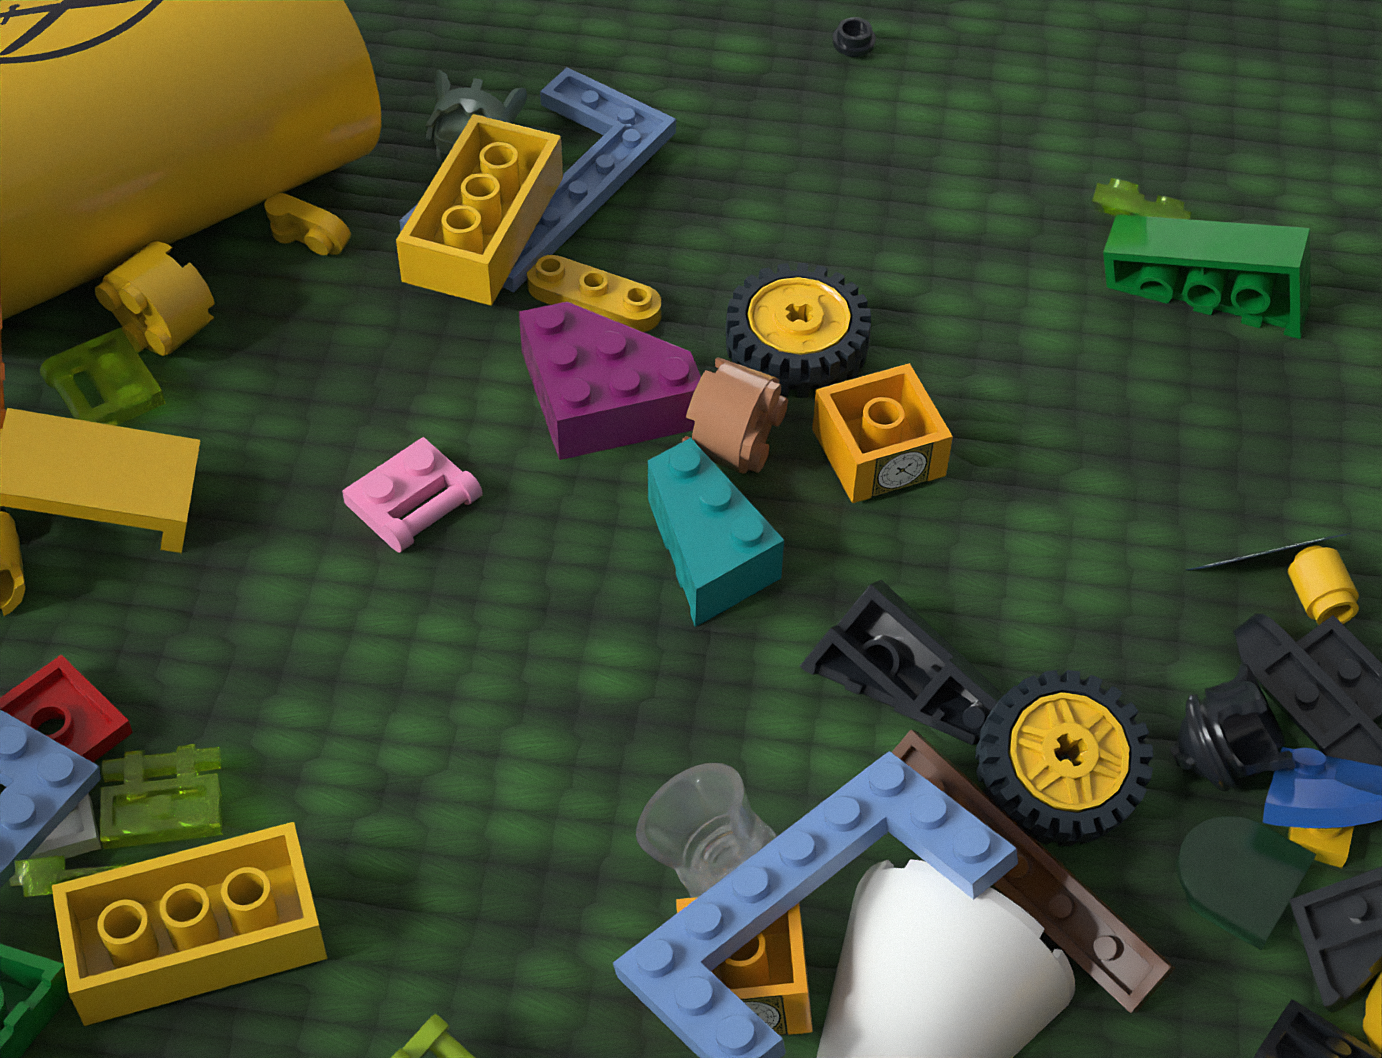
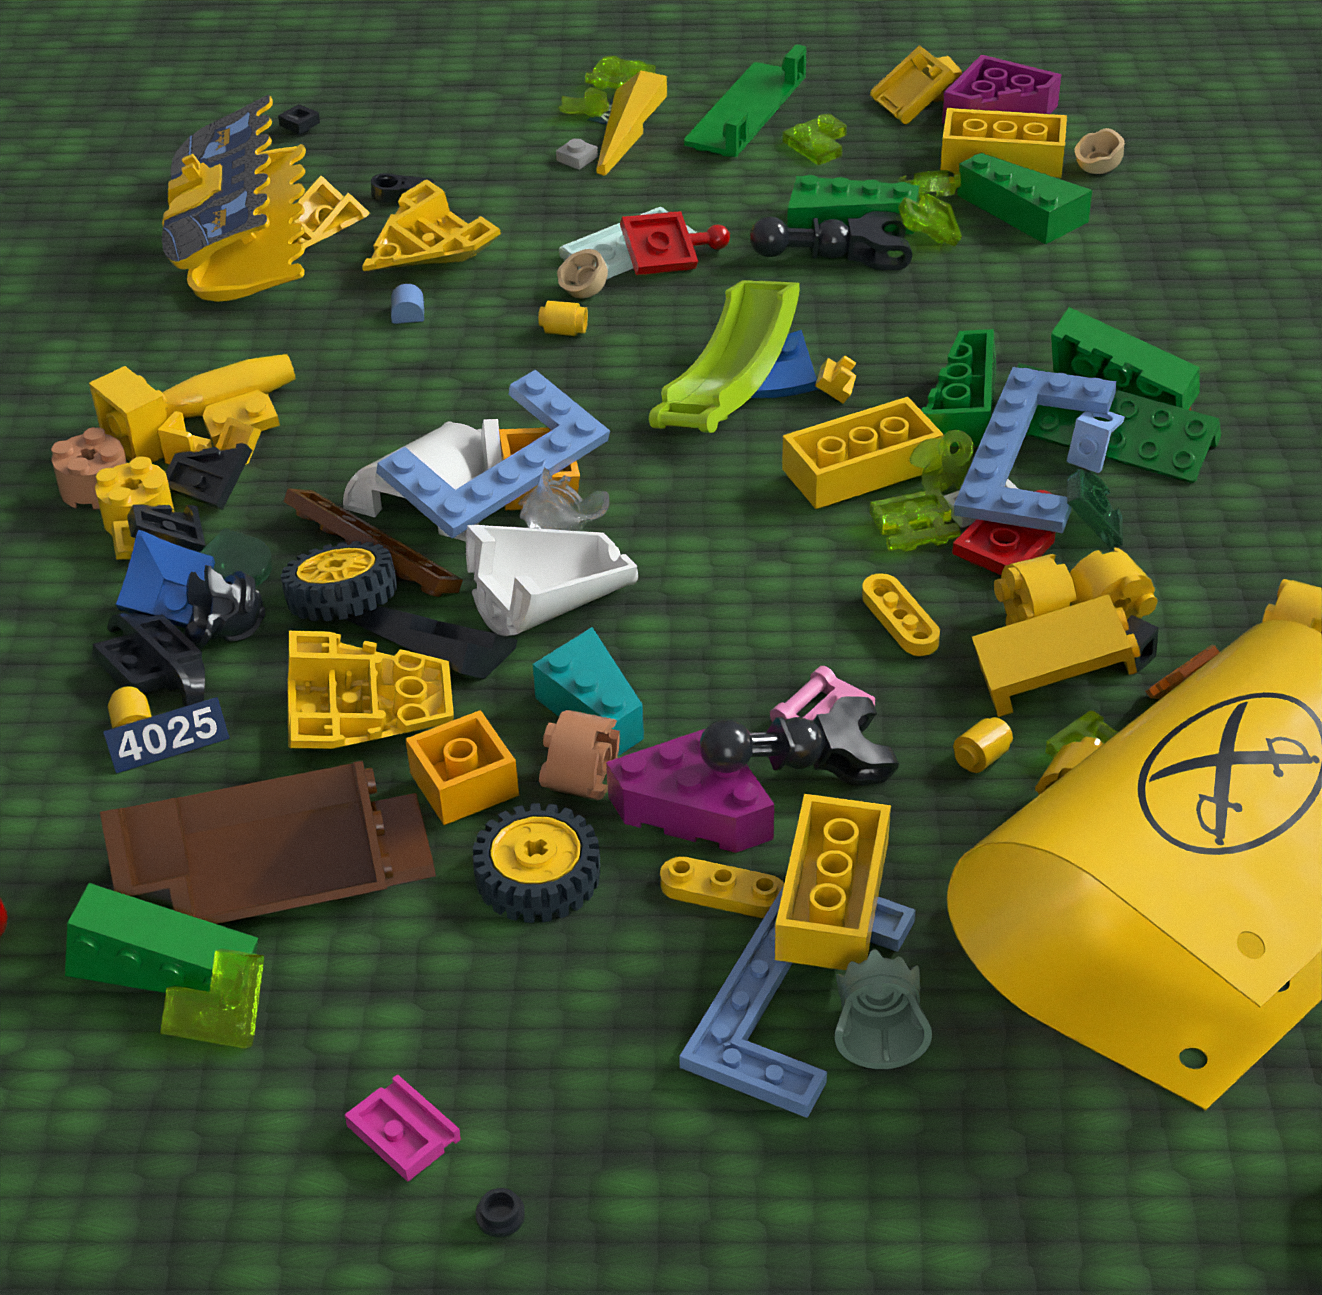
camera: 175 degrees right, 10 degrees down
(67, 573) = (1034, 588): none -> yellow brick
(238, 404) = (983, 744): none -> yellow brick
(256, 602) = (900, 614): none -> yellow plate
(426, 390) = (828, 743): none -> black piece
(741, 697) = (540, 573): none -> white cone
(820, 985) = (491, 443): none -> white tile
(942, 104) = (402, 1127): none -> dark pink plate
(1014, 544) = (358, 694): none -> yellow wedge
(1121, 372) = (267, 845): none -> reddish brown panel

